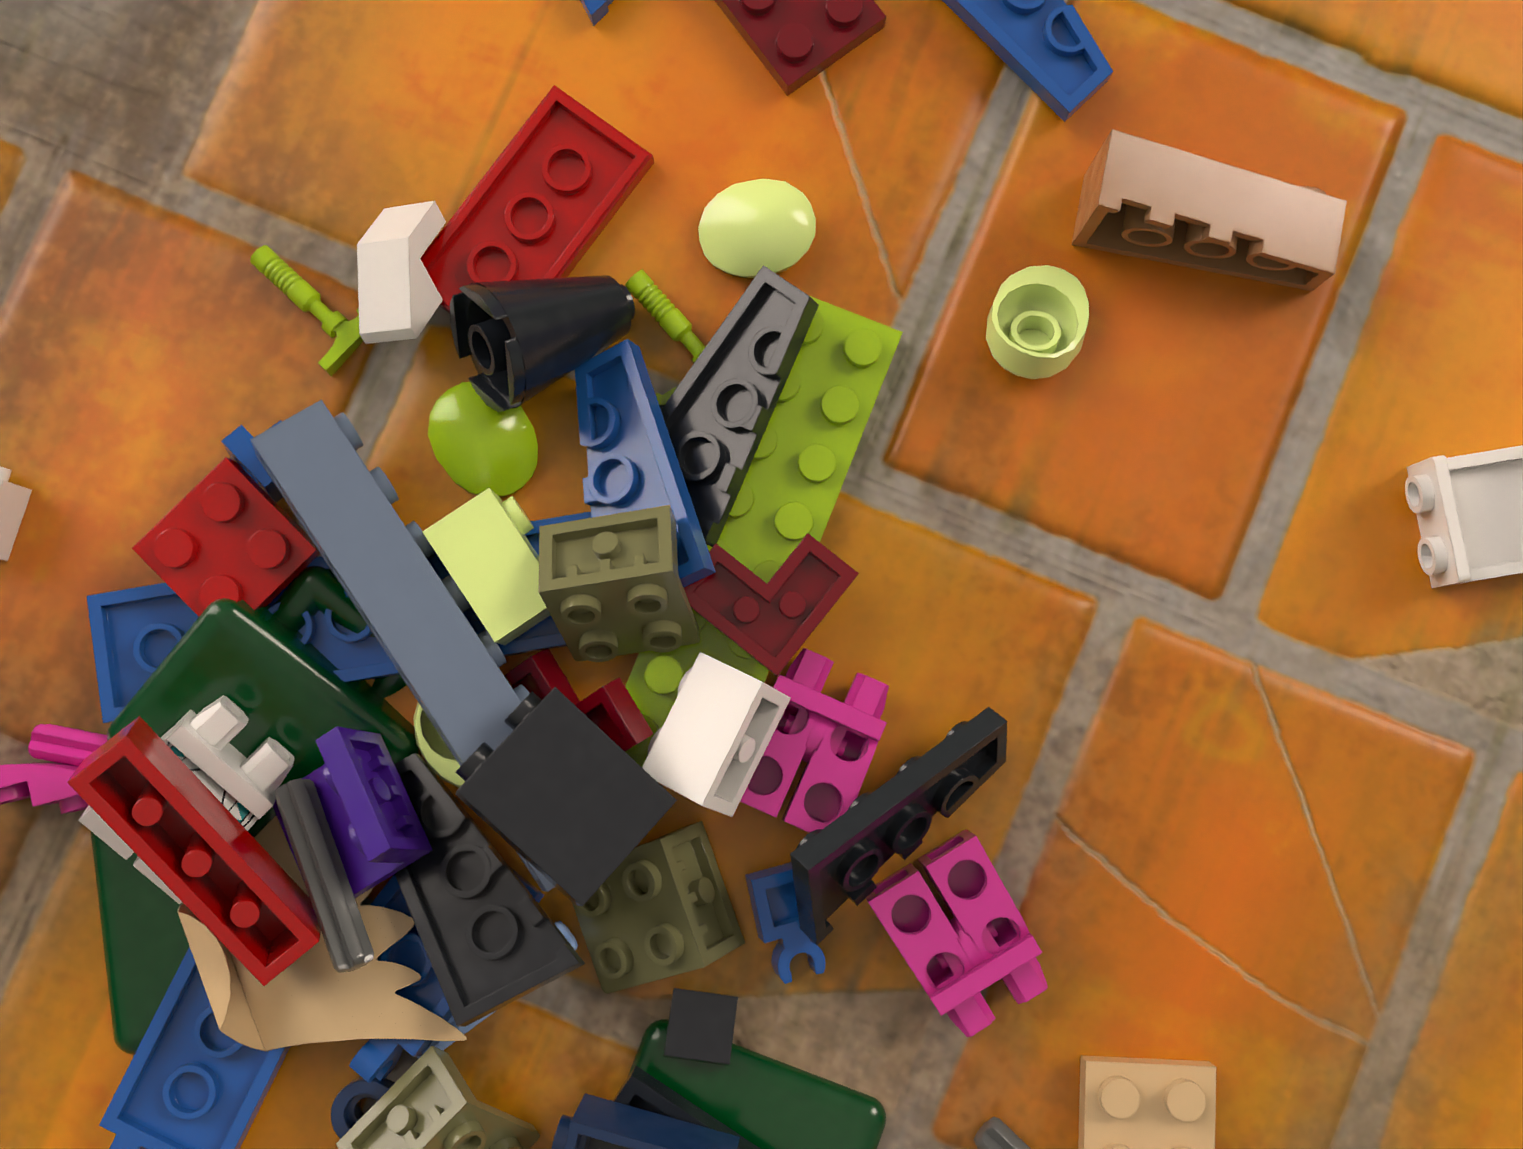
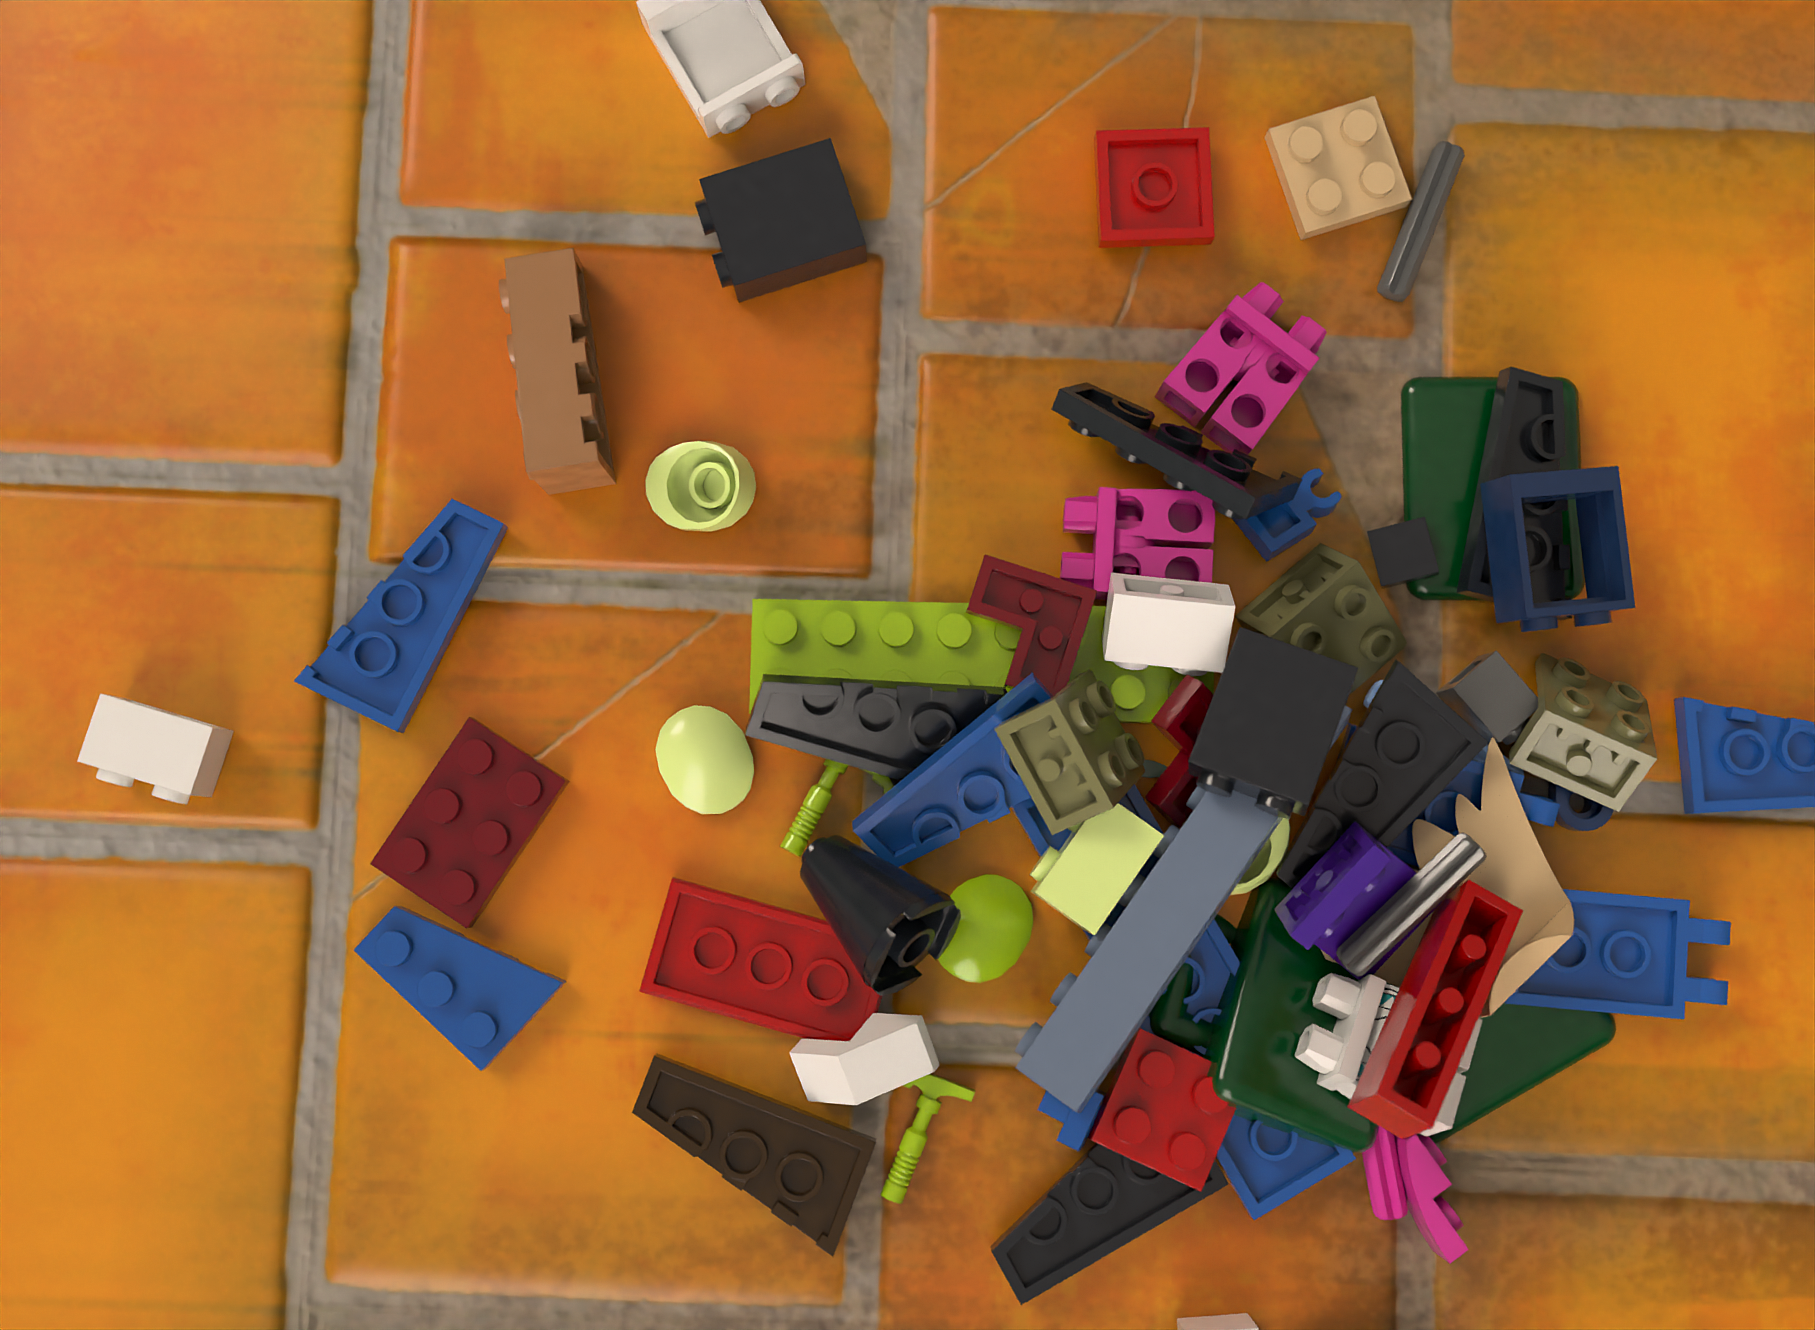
camera: 110 degrees left, 0 degrees up
(158, 432) = (1088, 1215): none -> black wing
(354, 154) = (770, 1149): none -> dark brown wing
(509, 1056) = (1491, 698): none -> dark grey brick
(579, 673) = (1153, 769): none -> sand green piece
(1193, 914) = (1154, 187): none -> red plate
(1291, 502) = (781, 221): none -> black brick

